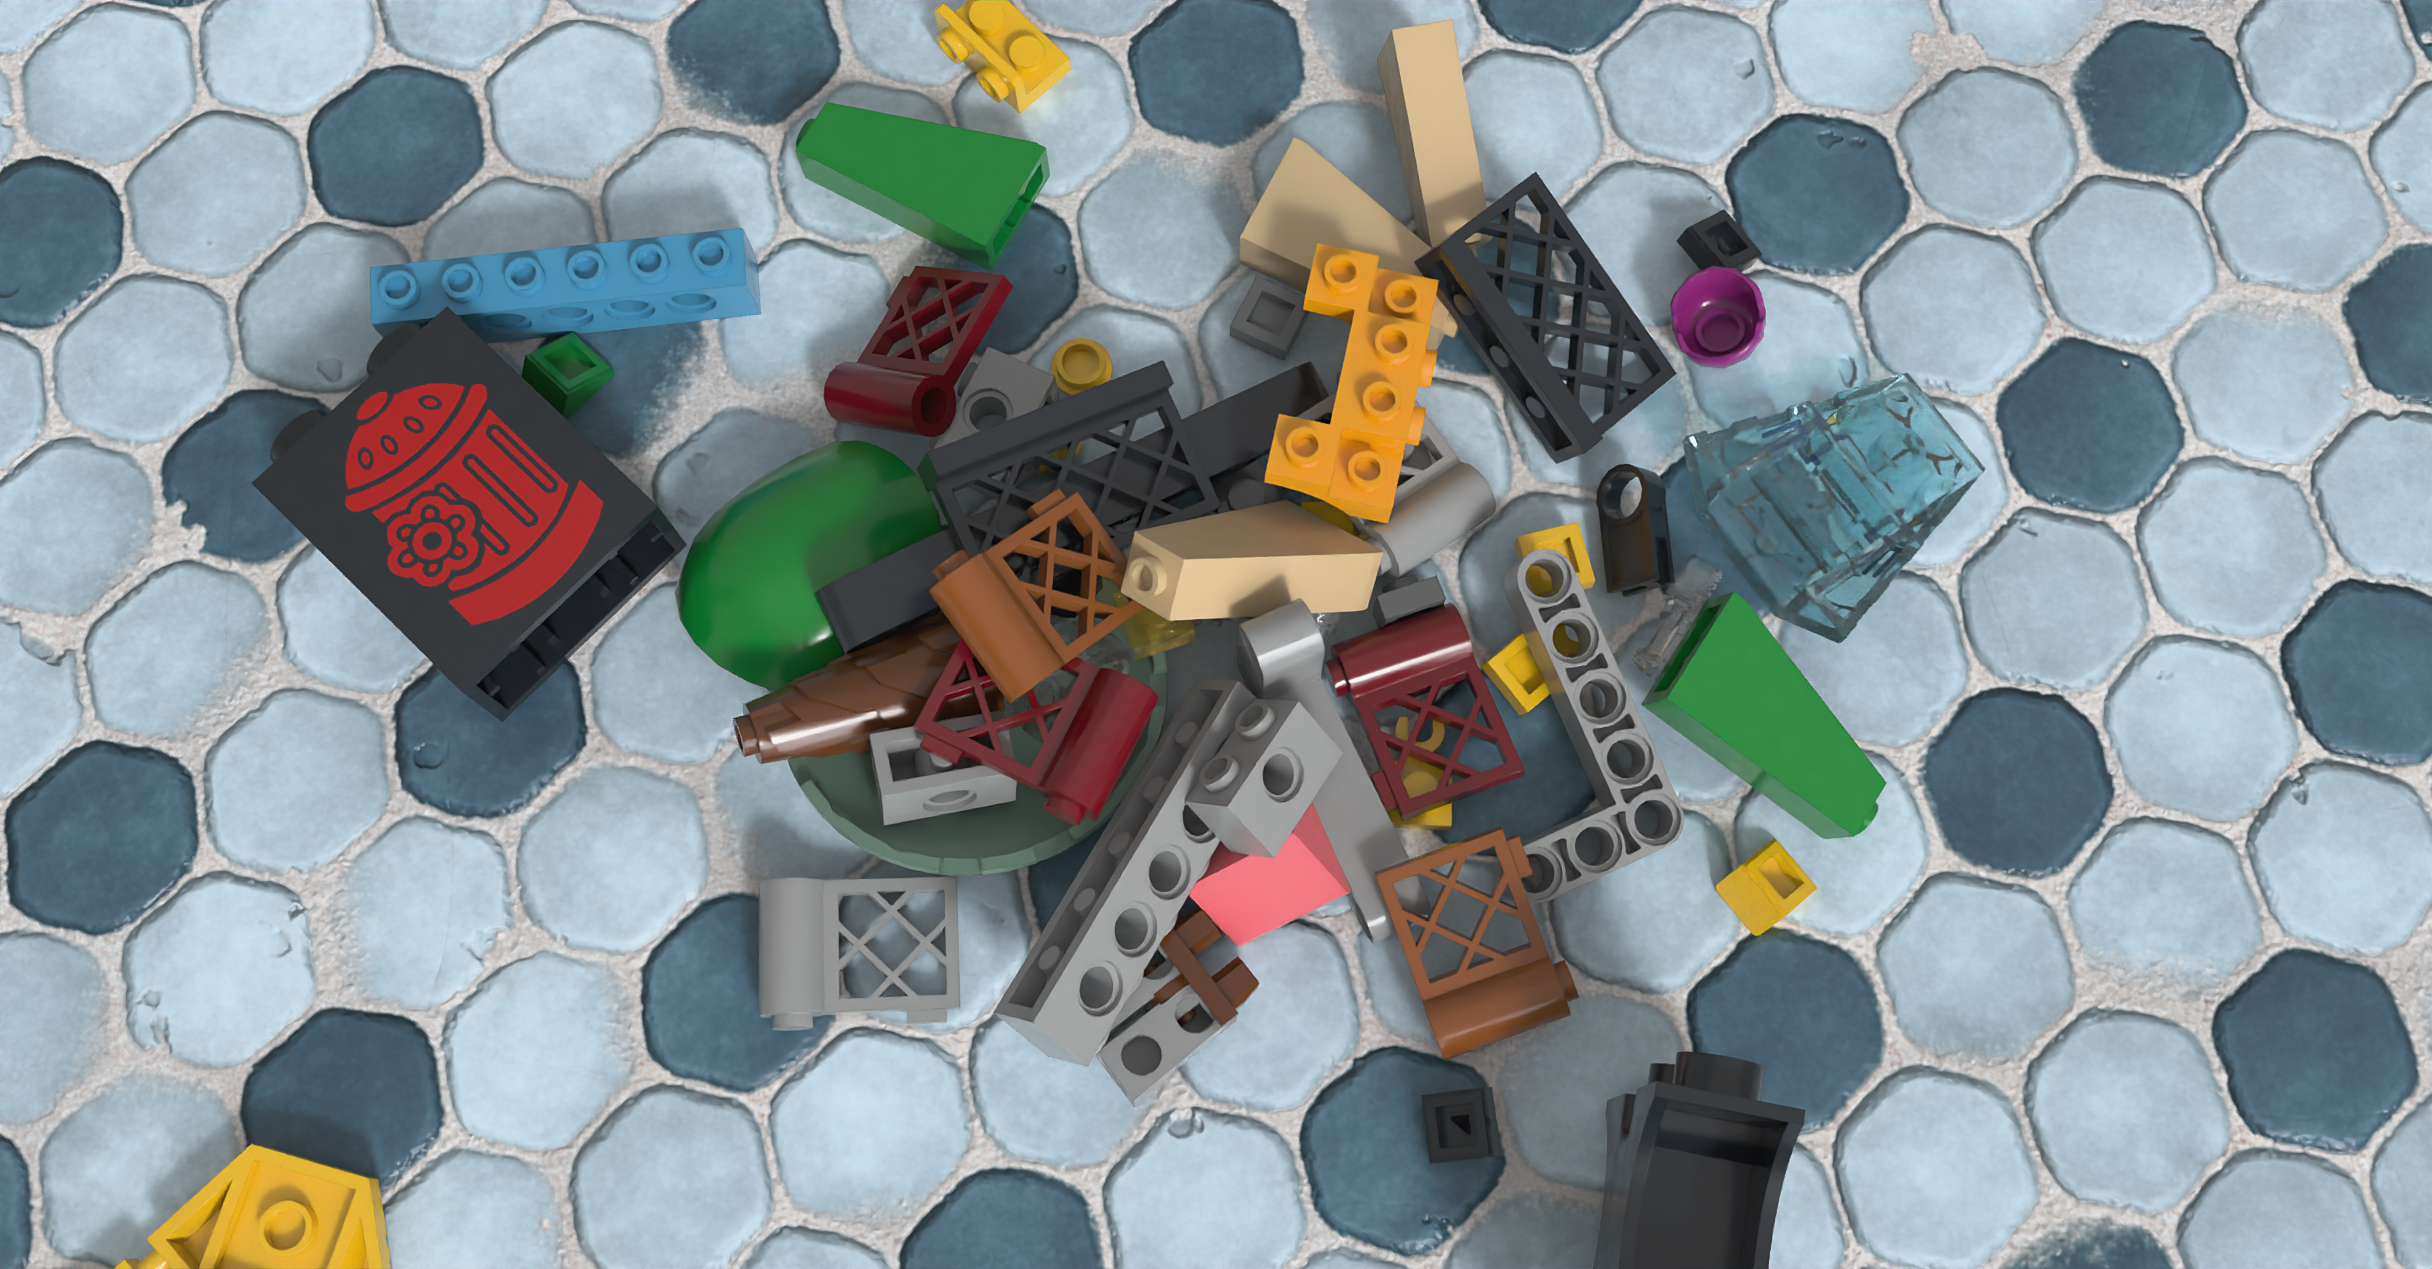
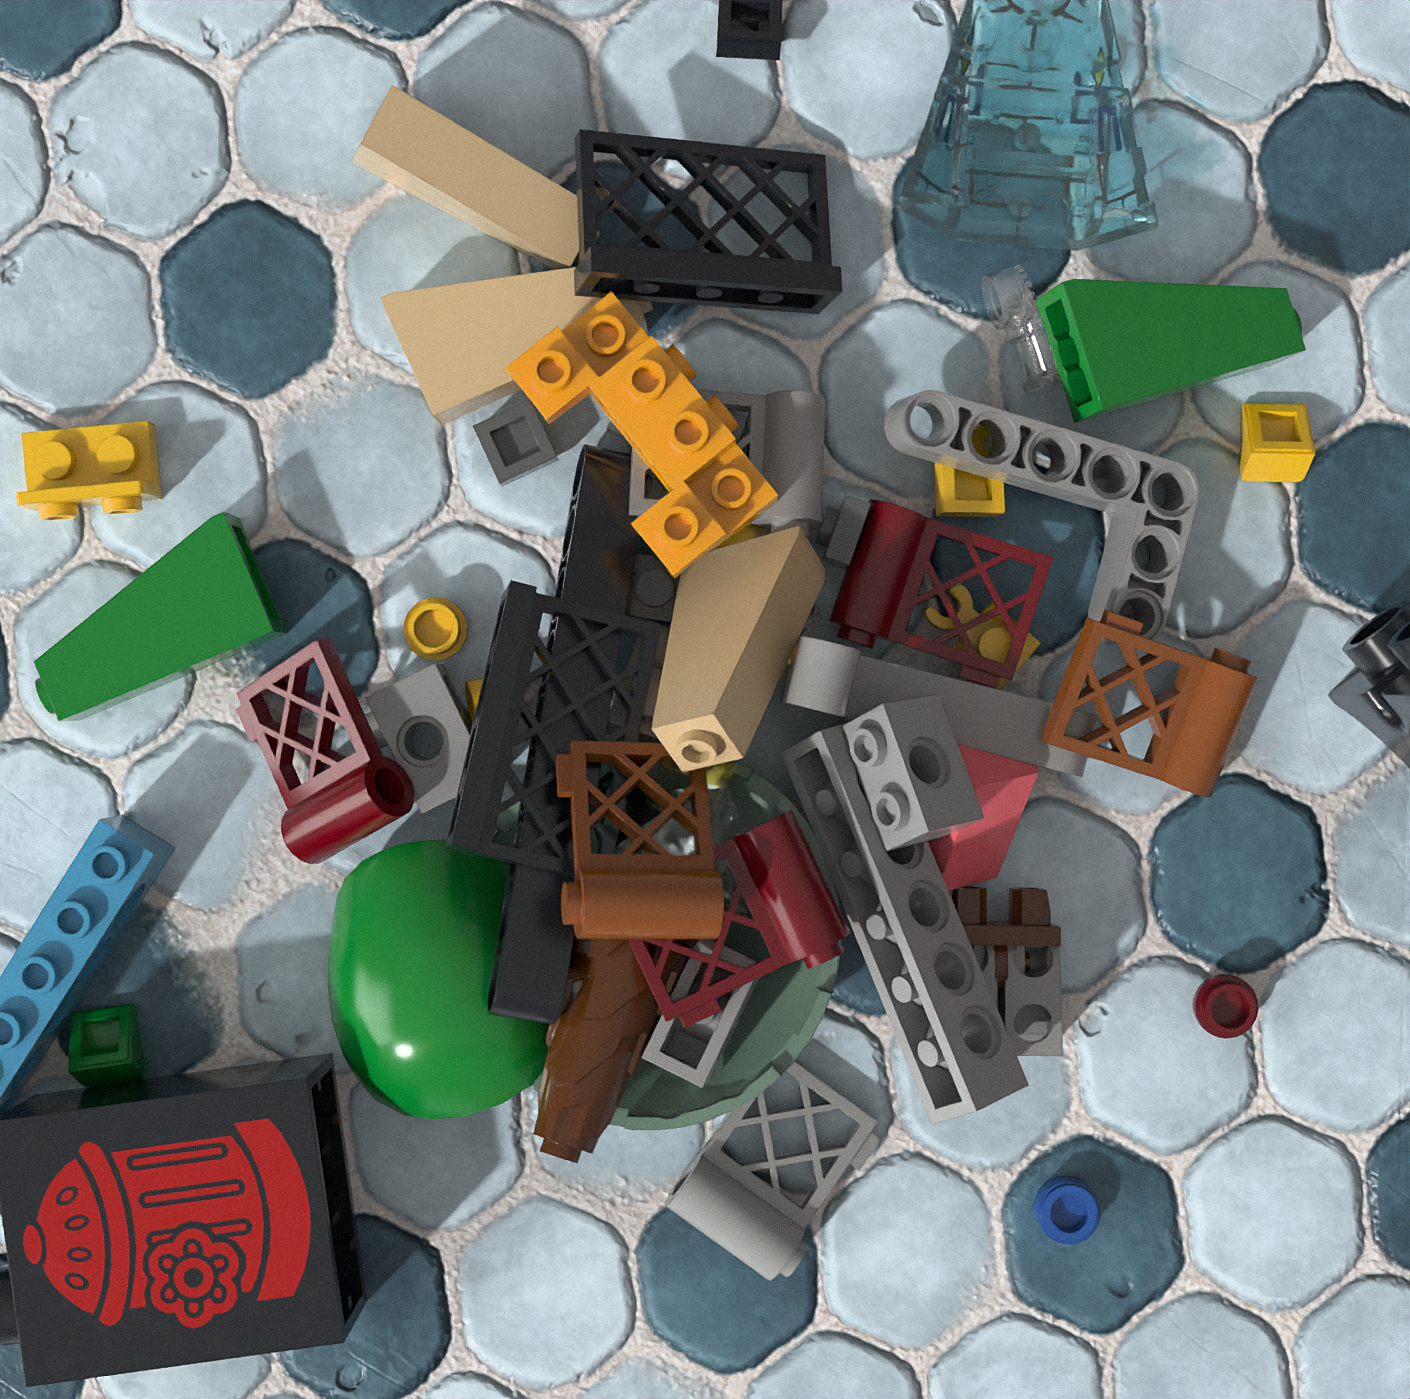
camera: 55 degrees left, 15 degrees up
(1007, 1229) = (1067, 1210): none -> blue tile
(1284, 1221) = (1225, 1006): none -> dark red plate
(1461, 1125) = (1264, 821): black tile -> none
(1567, 541) = (896, 378): yellow plate -> none
(1637, 546) = (943, 314): black piece -> none
(1718, 317) = (812, 83): magenta hair -> none

